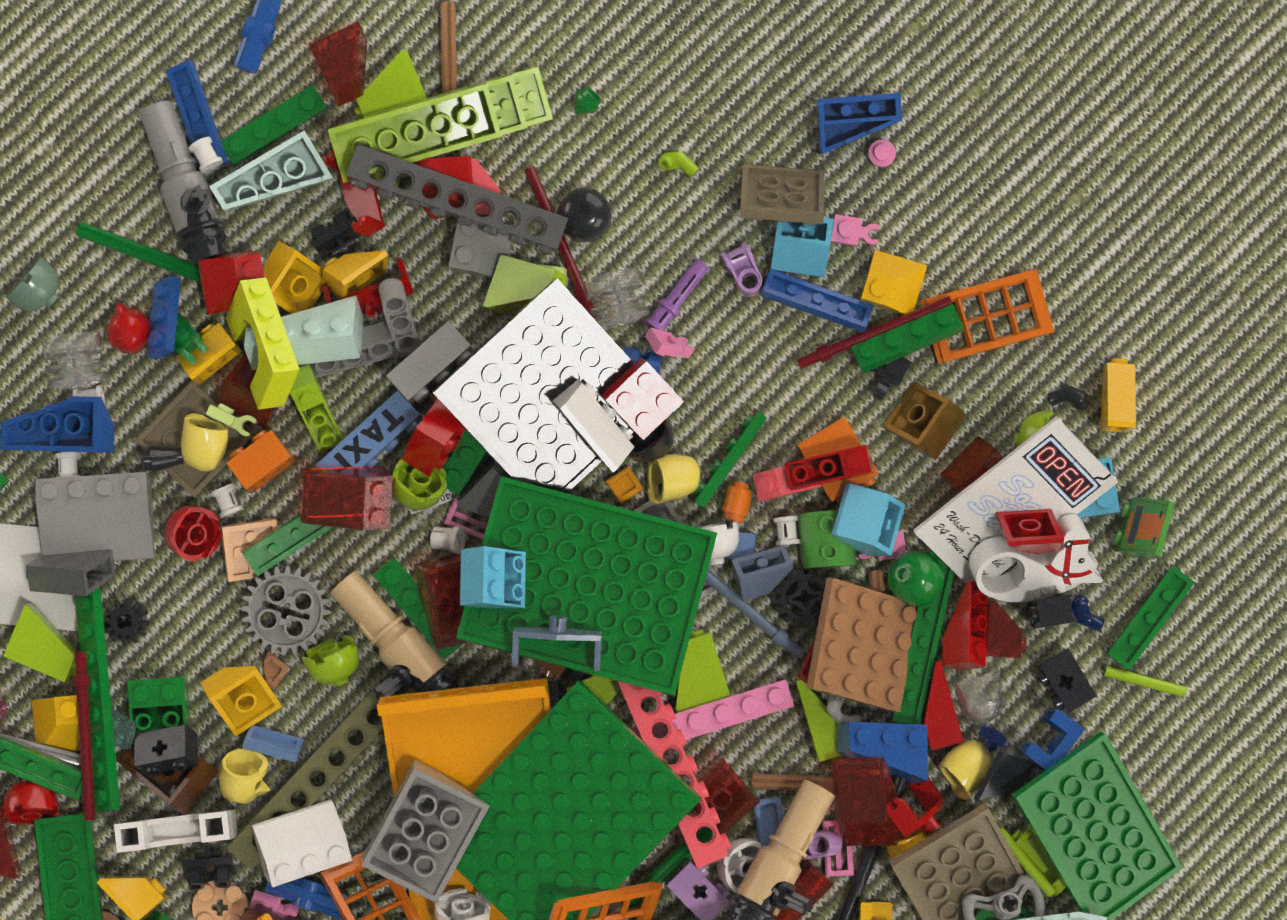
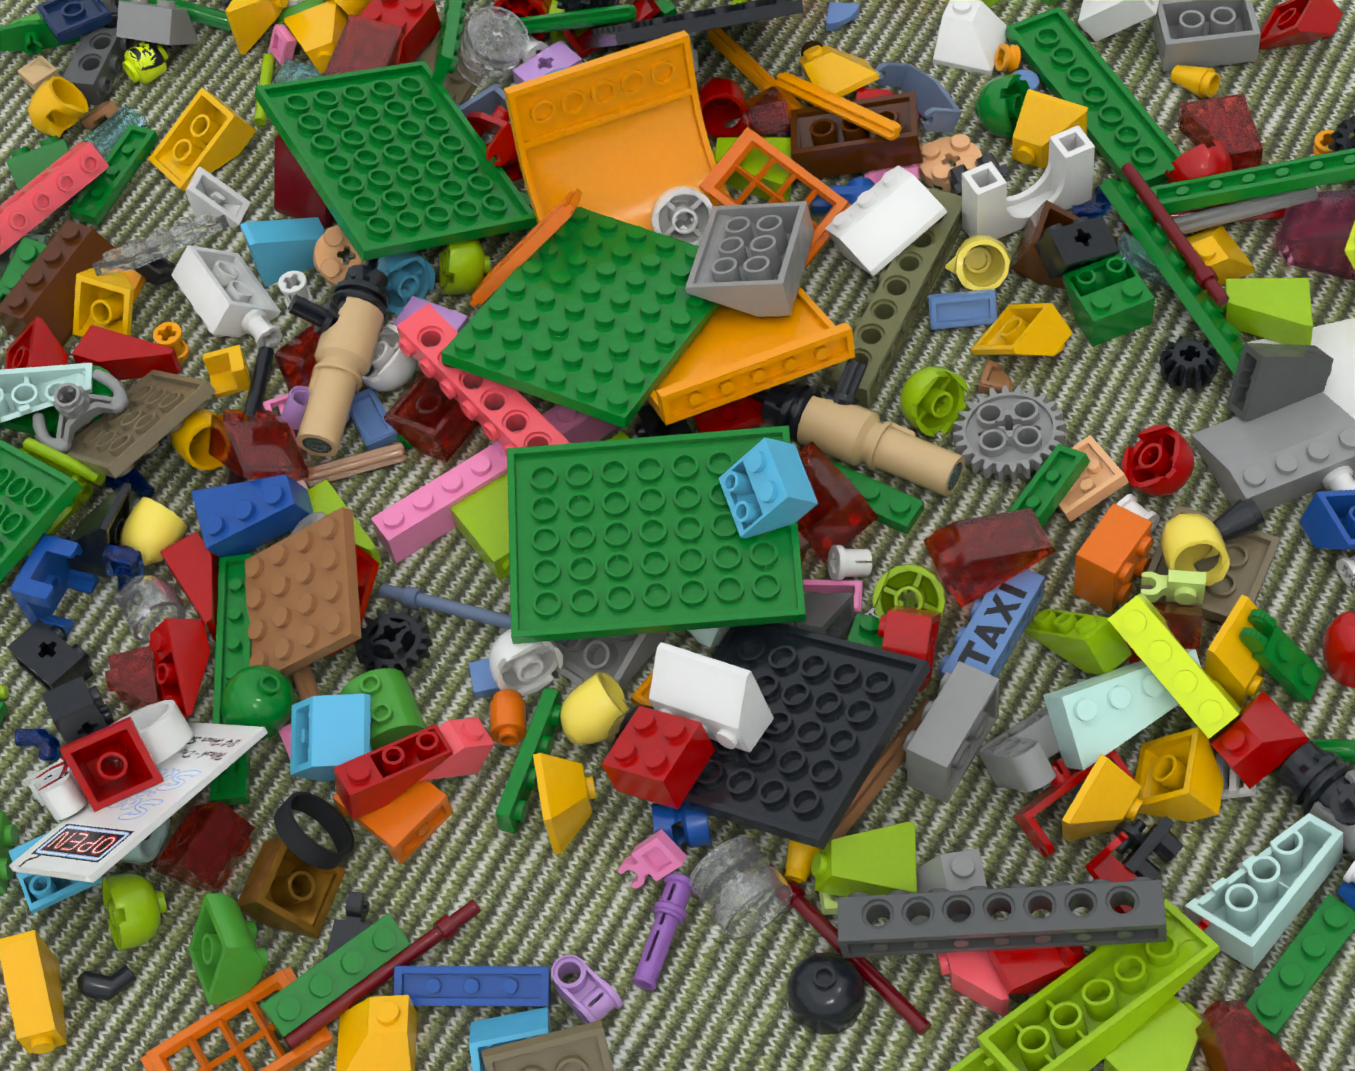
camera: 170 degrees right, 30 degrees down
(126, 810) = (1095, 208): none -> clear blue arm
(164, 317) = (1318, 671): blue plate -> none
(557, 632) = (665, 452): sand blue piece -> none
(715, 415) = (563, 798): none -> yellow slope
(761, 571) = (451, 646): sand blue slope -> none
(786, 530) = (435, 706): white bush -> none
(879, 453) = (302, 844): none -> black tyre
(905, 818) = (188, 453): red piece -> none
(979, 380) = (225, 950): none -> bright green brick

